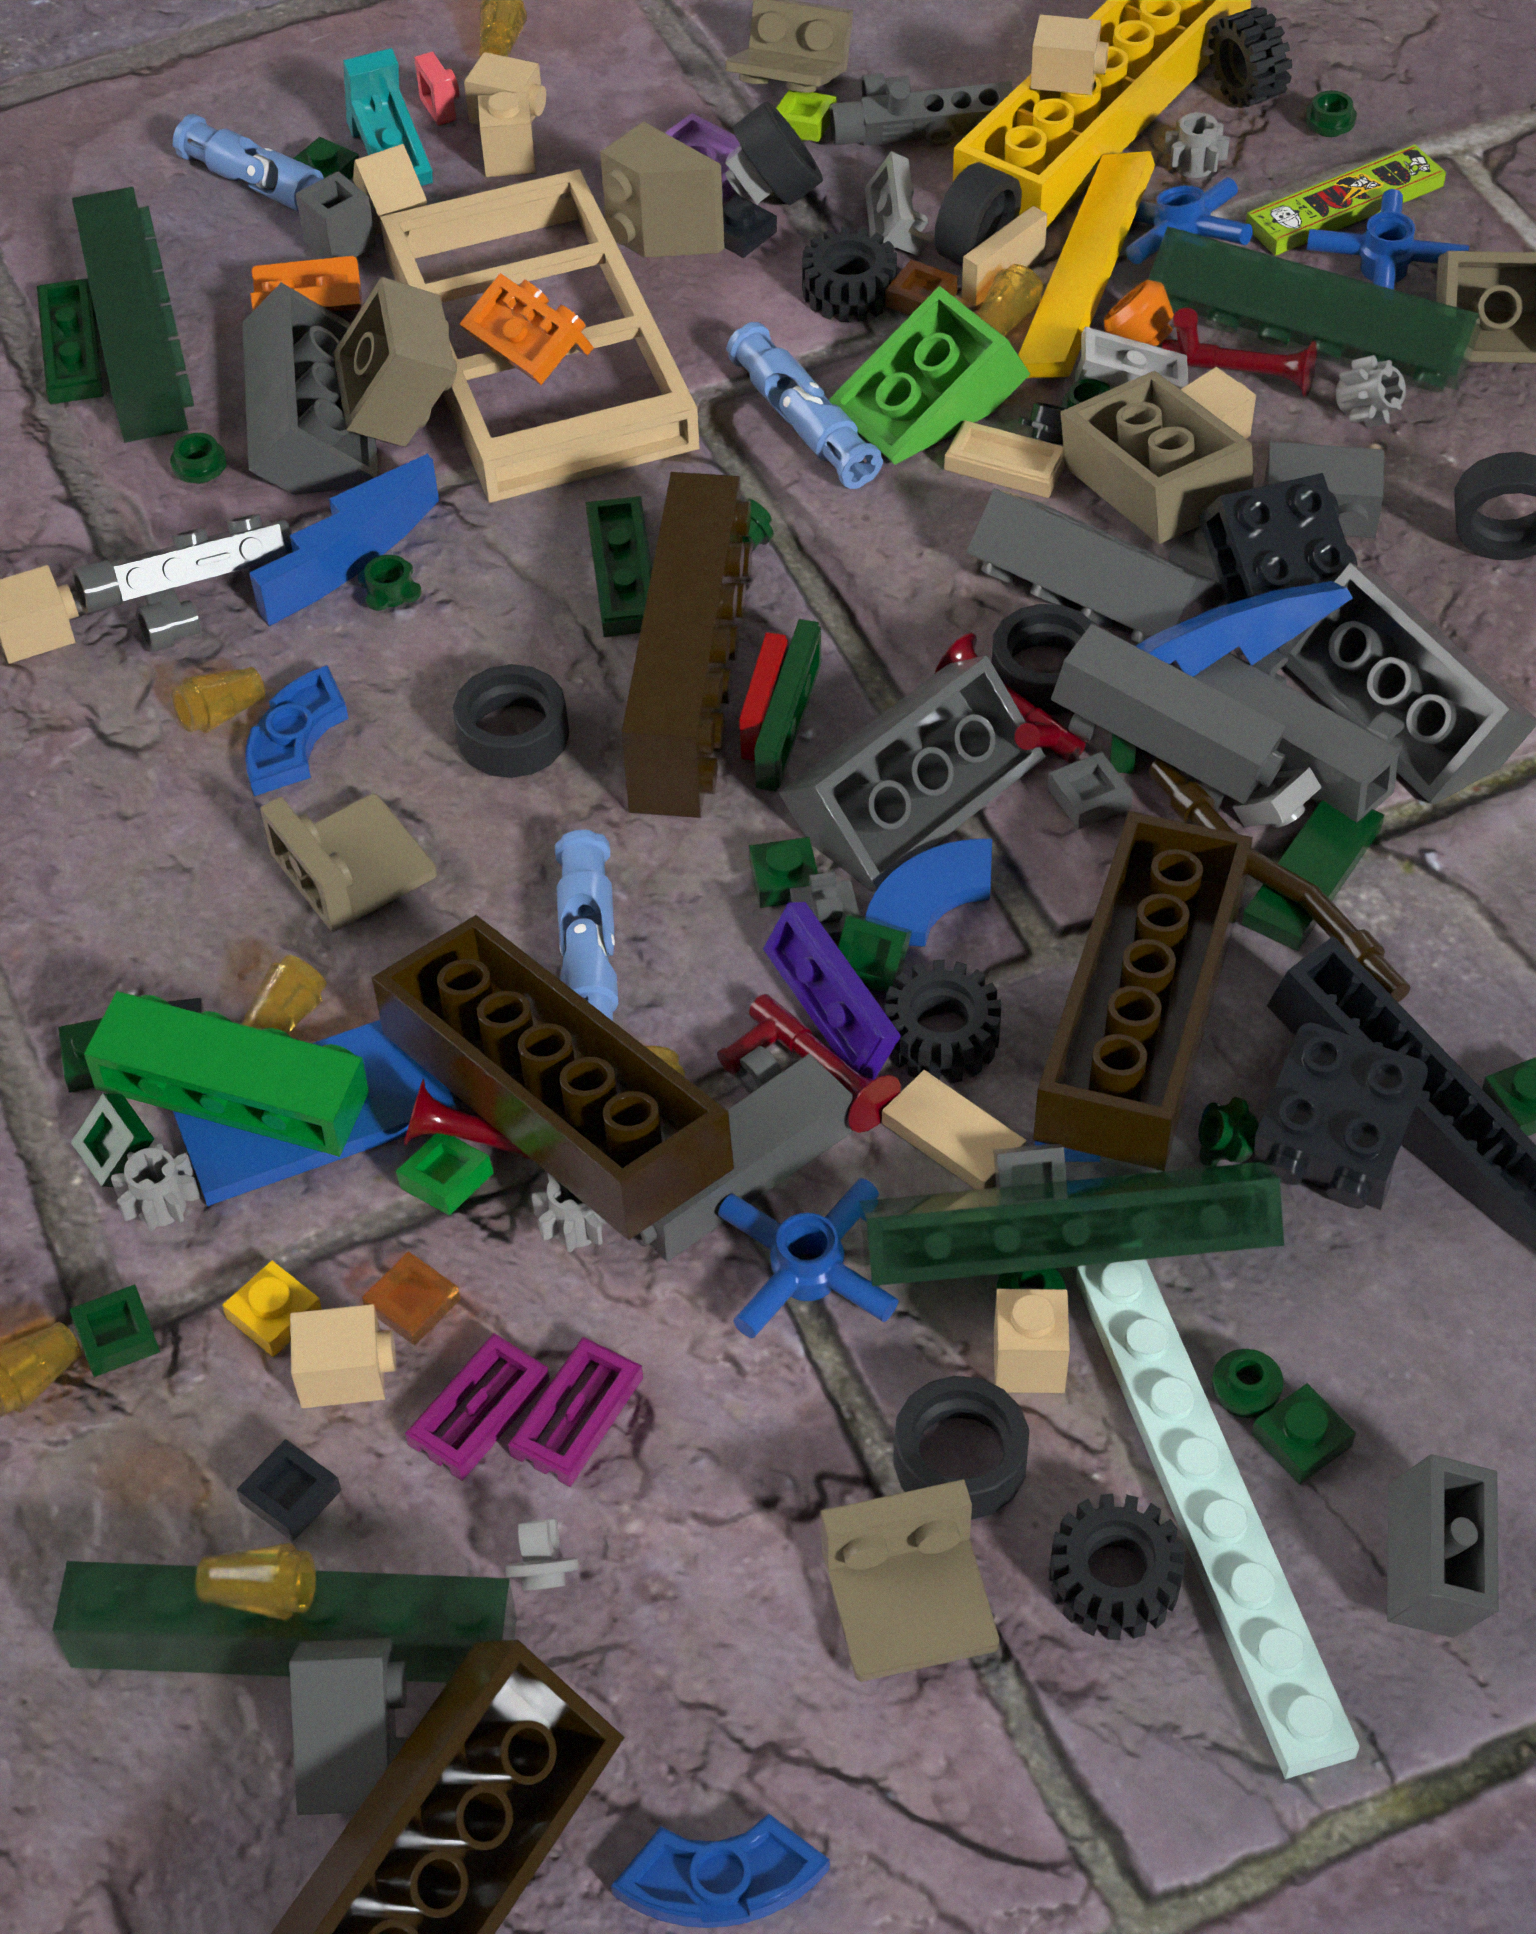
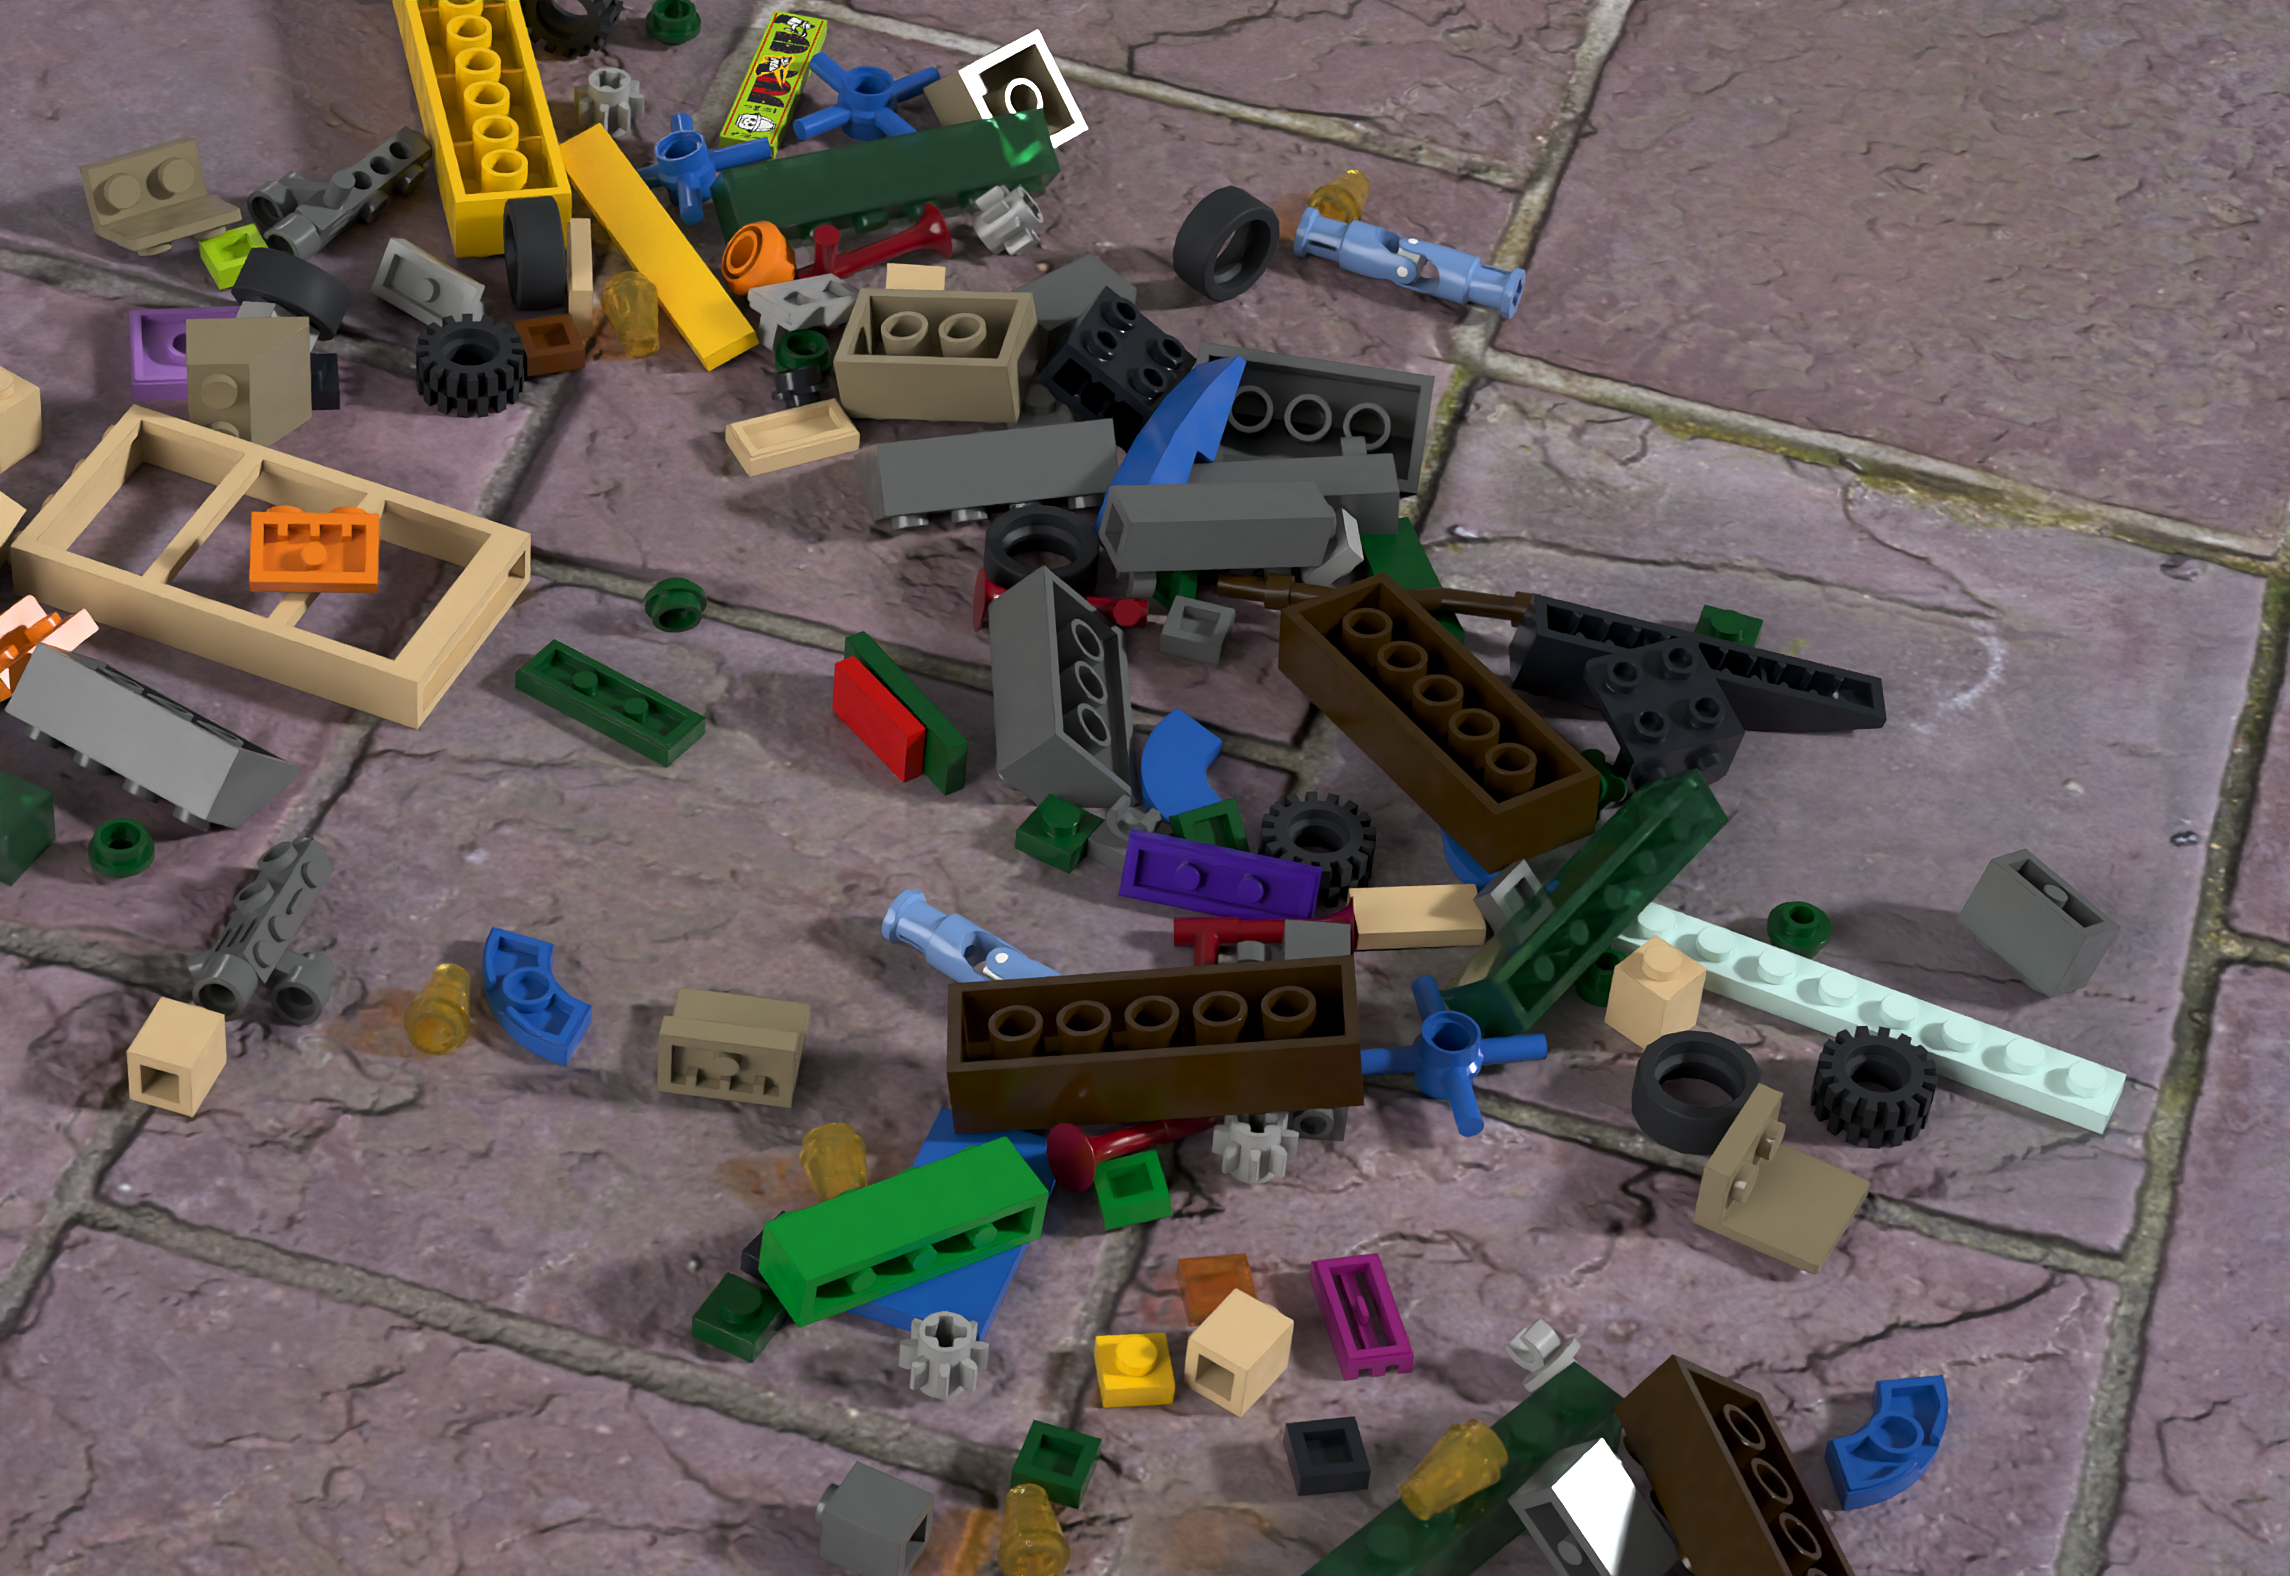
camera: 55 degrees left, 10 degrees down
(109, 1136) = (862, 1351): dark green plate -> none
(336, 549) = (363, 823): blue slope -> none
(388, 582) = (444, 834): dark green plate -> none
(394, 362) = (226, 649): dark tan brick -> none
(518, 753) = (703, 898): black tyre -> none
(548, 1456) = (1422, 1310): magenta tile -> none
(685, 646) = (787, 710): dark brown brick -> none
(803, 405) = (626, 495): medium blue piece -> none
(930, 379) = (663, 406): bright green slope -> none
(1067, 54) = (463, 70): tan brick -> none
(1303, 1433) = (1865, 934): dark green plate -> none

